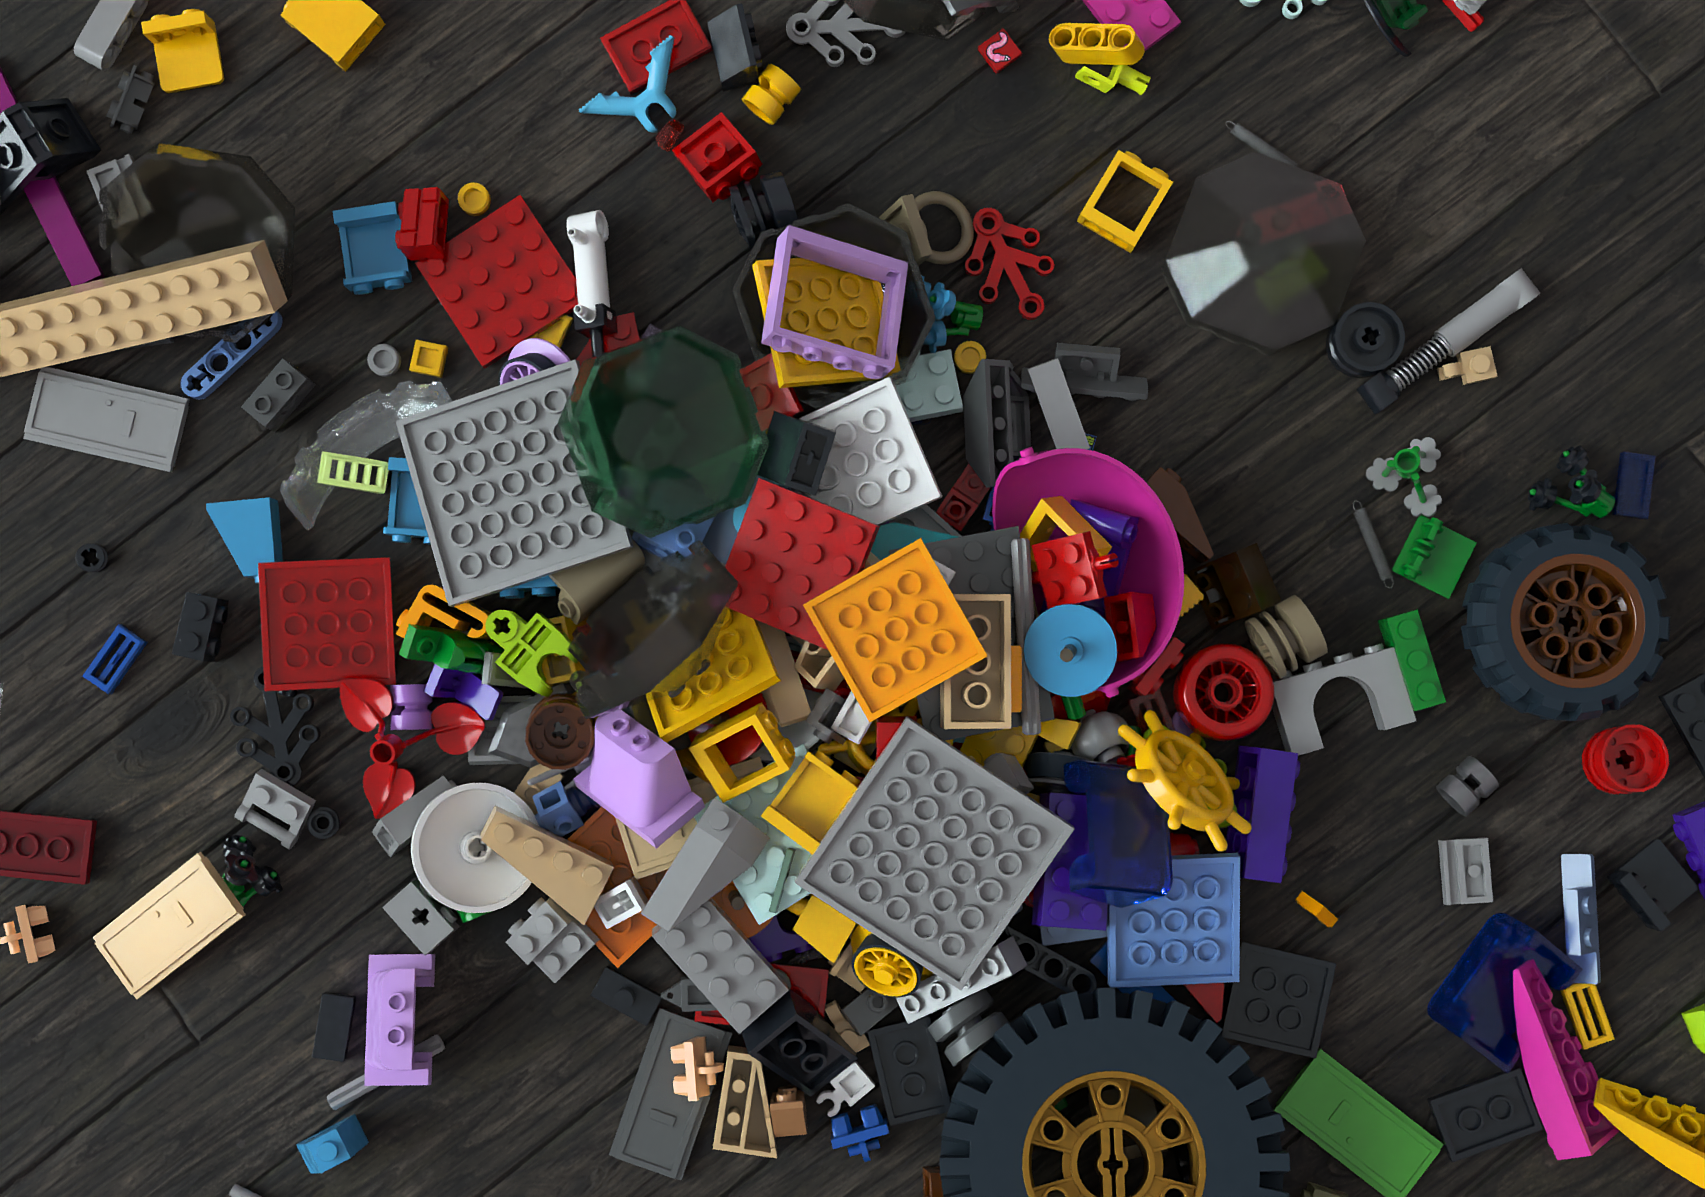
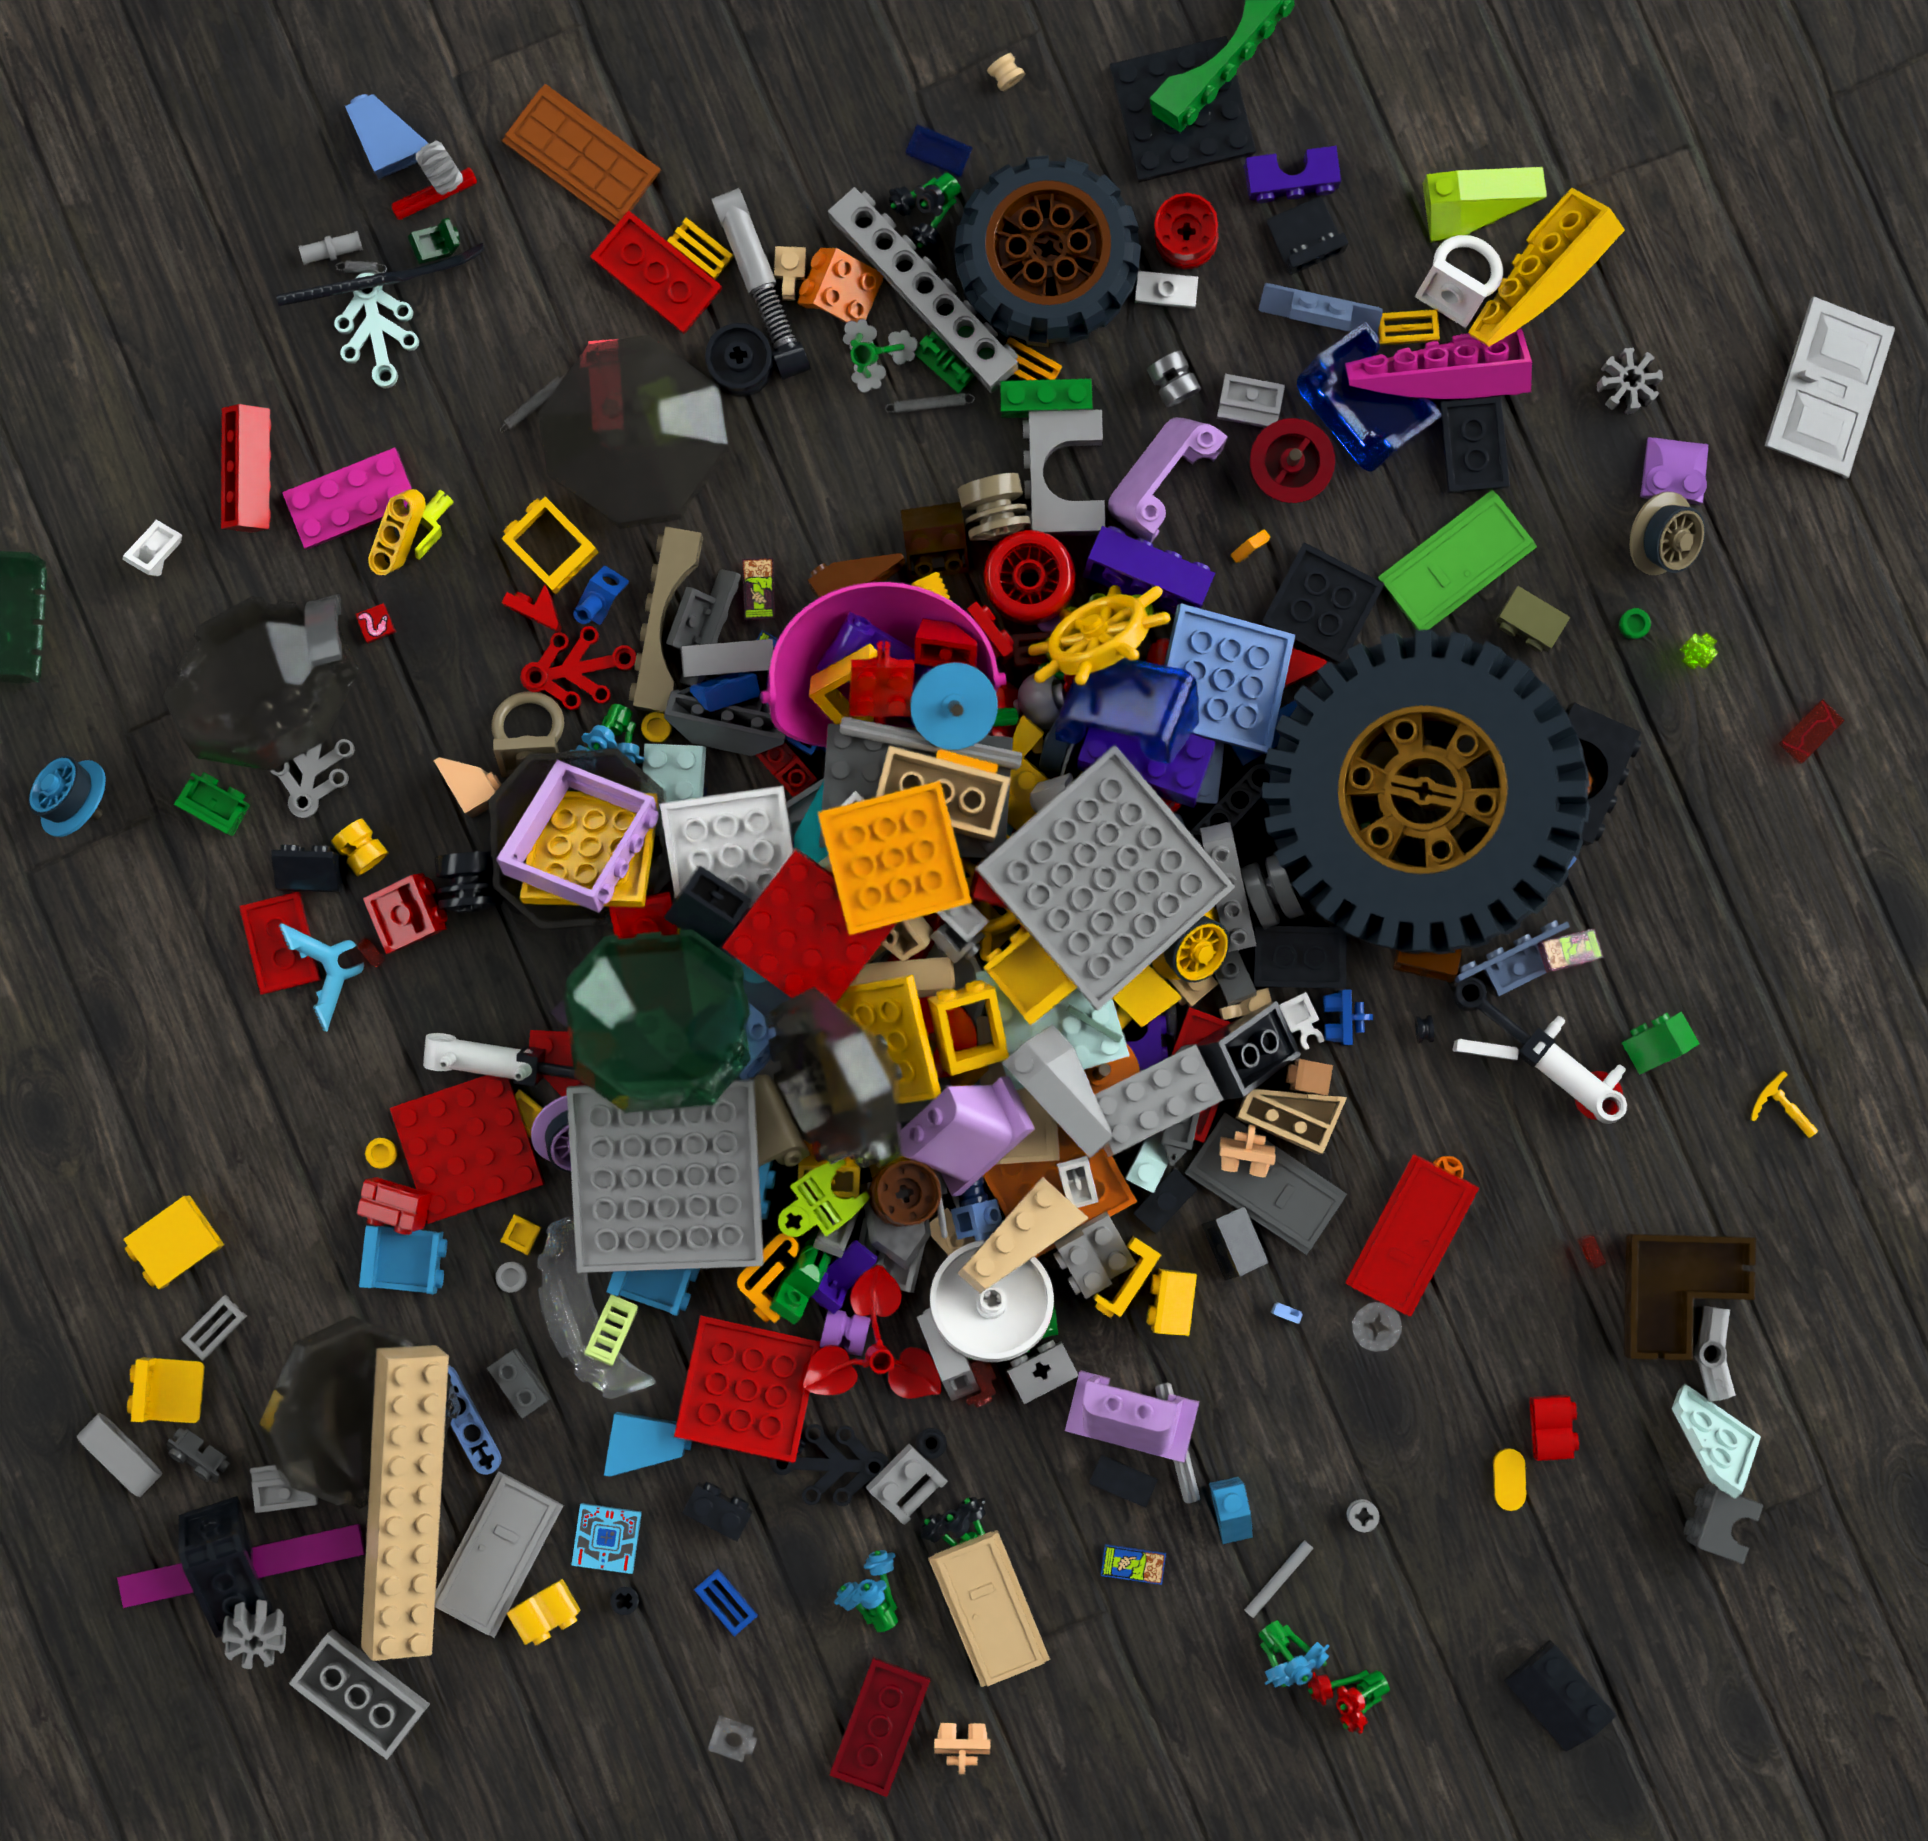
camera: 80 degrees left, 0 degrees up
(58, 481) = (543, 1612): none -> yellow brick
(149, 523) = (606, 1538): none -> tile
(150, 803) = (870, 1594): none -> dark azure plant
(253, 1058) = (1133, 1564): none -> tile
(282, 95) = (232, 1309): none -> light grey tile
(389, 865) = (984, 1375): none -> clear red bracket
(524, 1031) = (1172, 1303): none -> yellow slope
(532, 986) = (1132, 1283): none -> yellow panel
(544, 1149) = (1287, 1312): none -> light blue tile
(600, 1079) = (1235, 1243): none -> panel
(654, 970) = (1149, 1163): none -> light aqua slope
(860, 182) = (469, 785): none -> light nougat slope
(1025, 415) = (726, 690): none -> blue slope
(1058, 212) = (541, 612): none -> red slope
(1085, 264) = (598, 596): none -> blue bracket
(1136, 422) = (758, 589): none -> tile
(1144, 332) = (678, 559): none -> dark tan arch
(1331, 779) = (1133, 498): none -> lavender windscreen
(1418, 931) = (1292, 460): none -> dark red piece
(1430, 233) = (656, 272): none -> red plate
(1452, 634) = (1036, 356): none -> light orange tile
(1468, 421) = (840, 285): none -> orange bracket
(1477, 247) = (680, 232): none -> yellow tile
(1527, 127) = (581, 155): none -> dark orange piece
(1555, 417) = (860, 205): none -> light grey brick
(1556, 754) = (1166, 289): none -> white plate
(1642, 1051) = (1453, 290): none -> white tile

